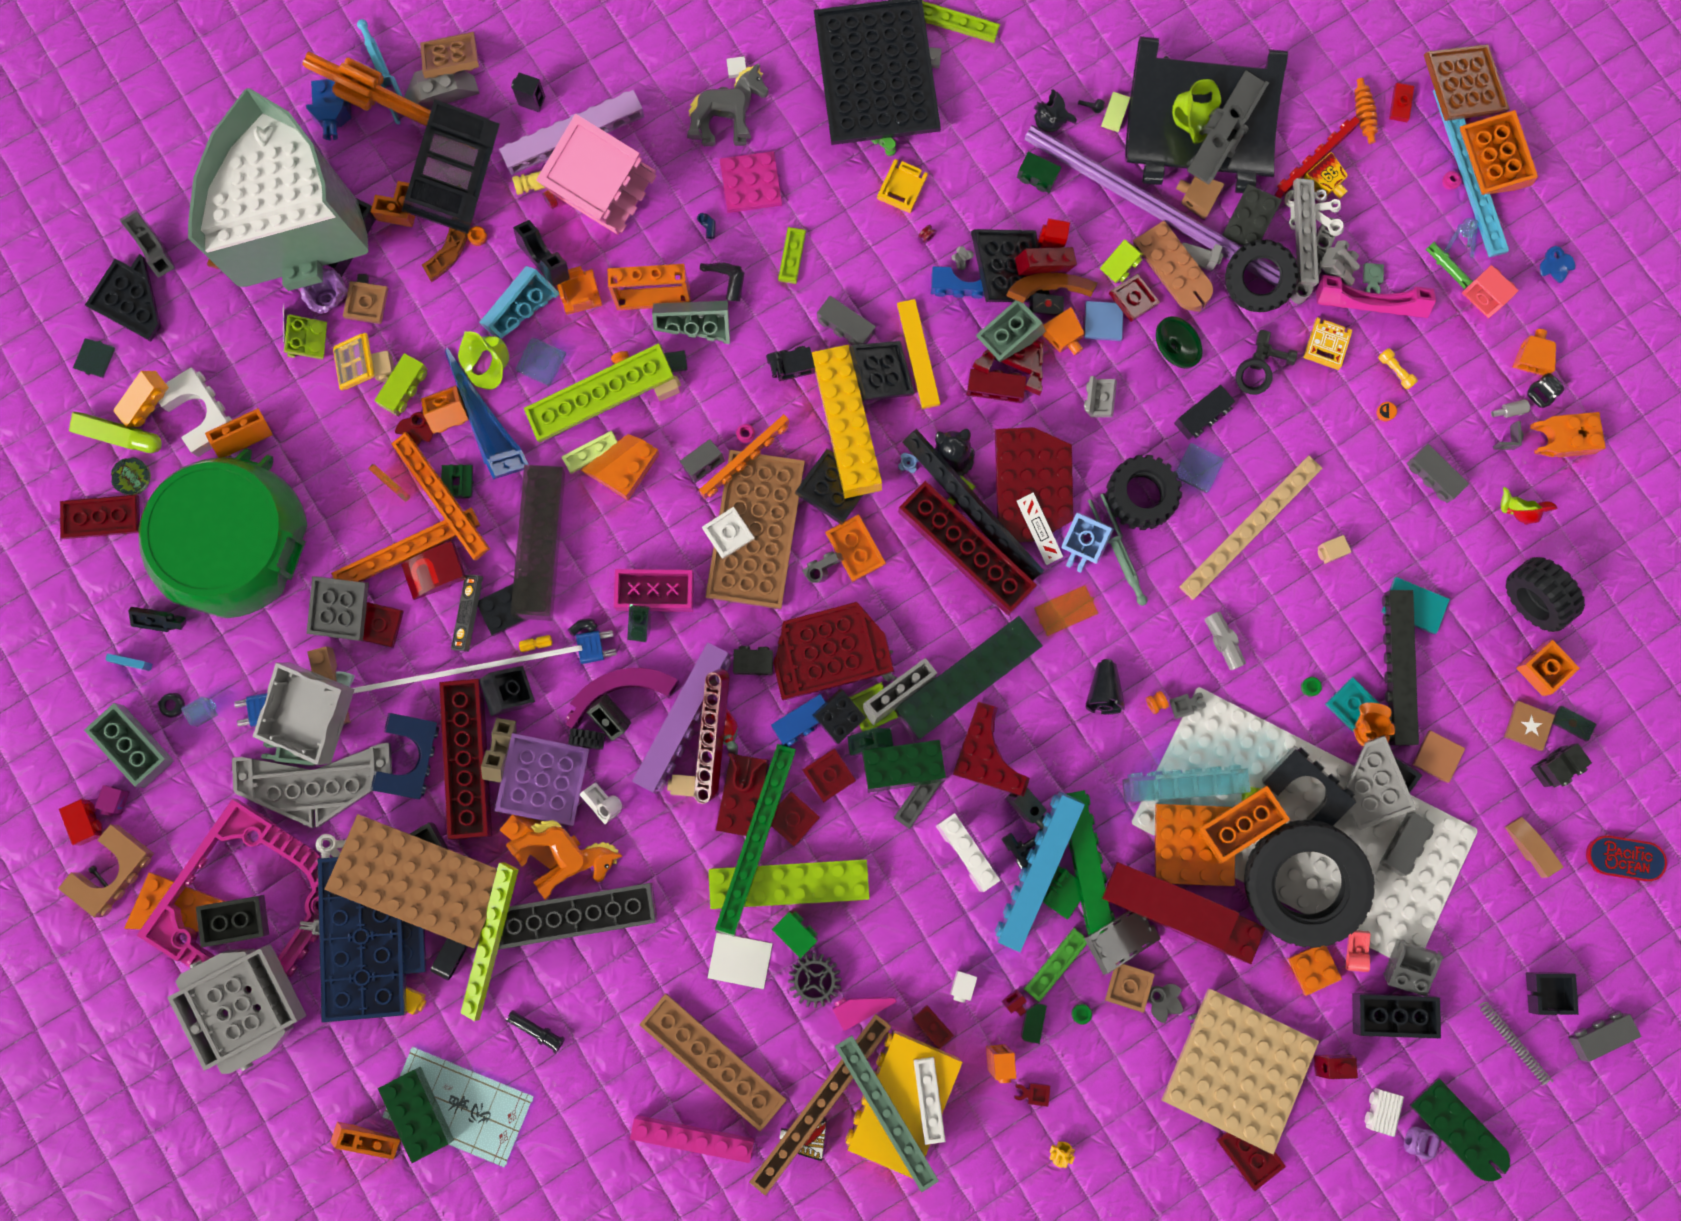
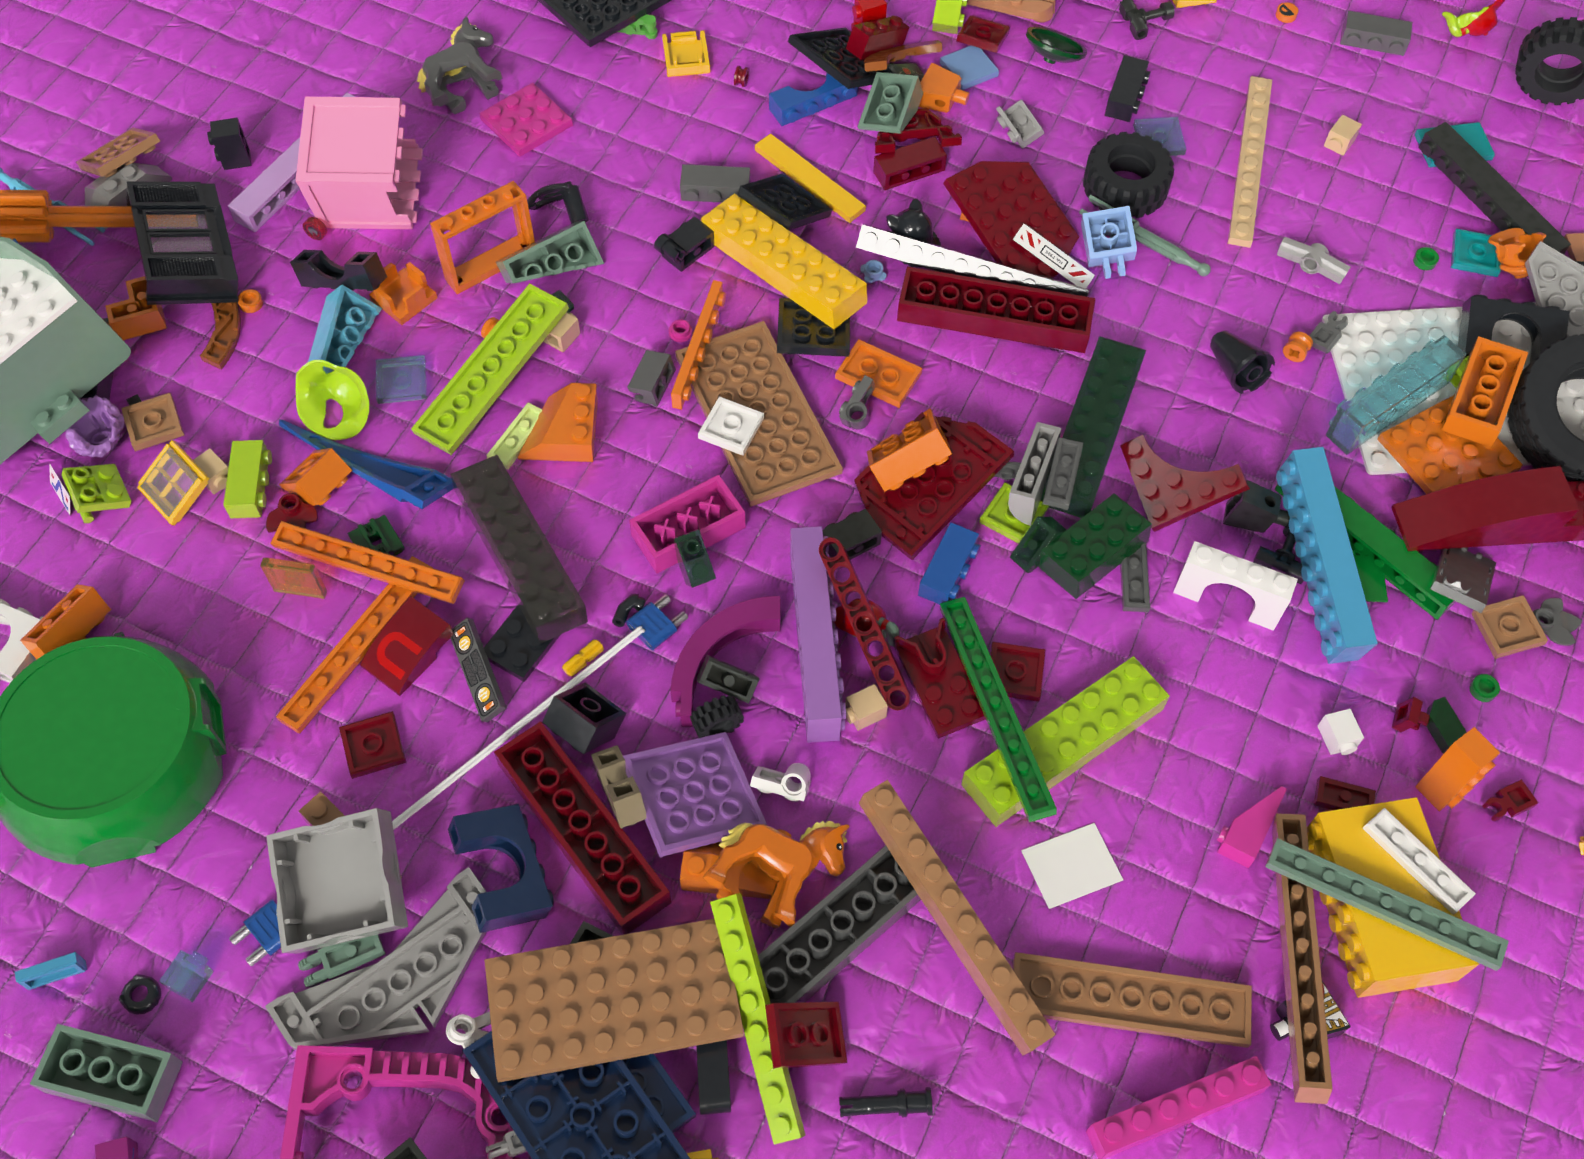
camera: 30 degrees left, 20 degrees down
(155, 619) = (61, 900): black hinge -> none
(337, 608) = (308, 748): dark grey plate -> none
(511, 968) = (805, 1034): none -> dark red plate
(527, 183) = (285, 221): light yellow axle -> none
(636, 956) = (956, 918): none -> medium nougat brick
(709, 223) = (505, 171): dark blue arm -> none
(735, 66) = (441, 36): white tile -> none
(792, 255) = (615, 159): lime tile -> none
(795, 933) = (1119, 778): green brick -> none
(825, 628) = (909, 453): none -> orange wedge
(825, 994) = (1198, 832): dark grey gear -> none
(829, 775) = (1021, 604): dark red plate -> none
(839, 716) = (988, 532): black plate -> none
(913, 707) = (1063, 473): none -> dark grey tile
(961, 257) = (790, 78): light grey piece -> none
(1056, 965) = (1415, 653): bright green tile -> none
(1066, 610) = (1137, 318): piece -> none
(1254, 390) = (1156, 24): black tyre -> none

